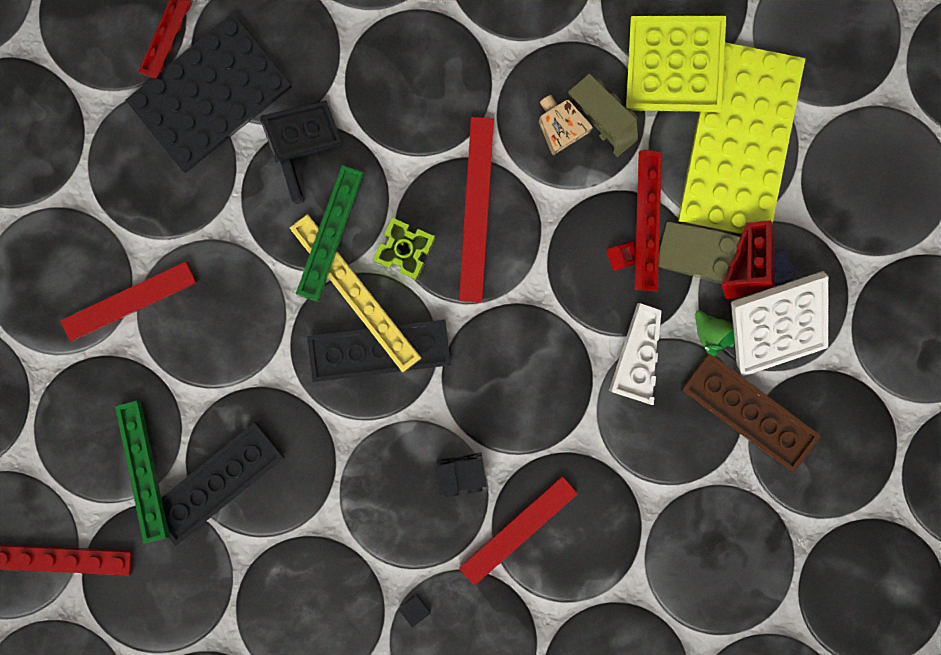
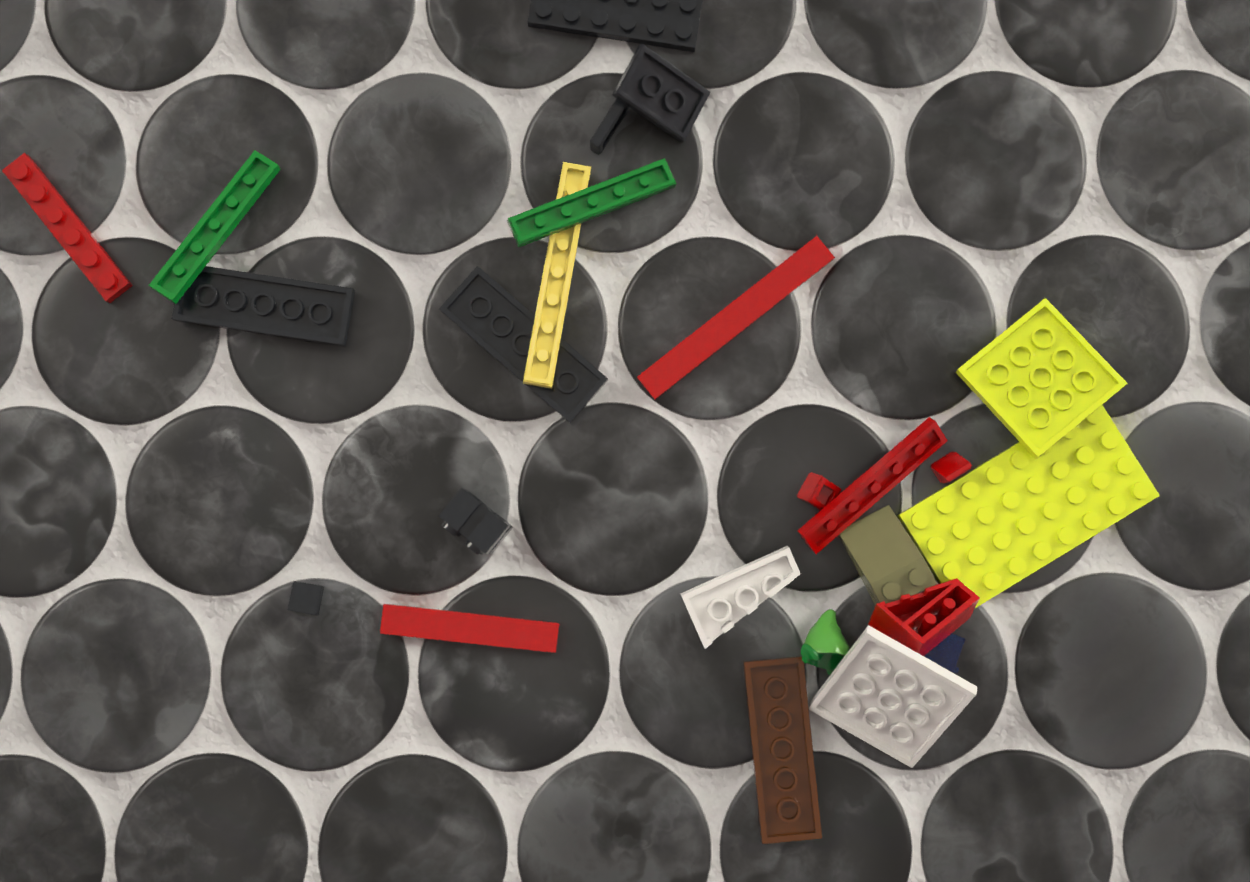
camera: 45 degrees right, 5 degrees down
(129, 301) = (363, 78): red tile -> none
(398, 236) = (648, 267): lime brick -> none
(562, 124) = (887, 324): tan torso -> none
(605, 113) = (934, 355): olive wedge -> none
(678, 165) = (950, 467): none -> red slope

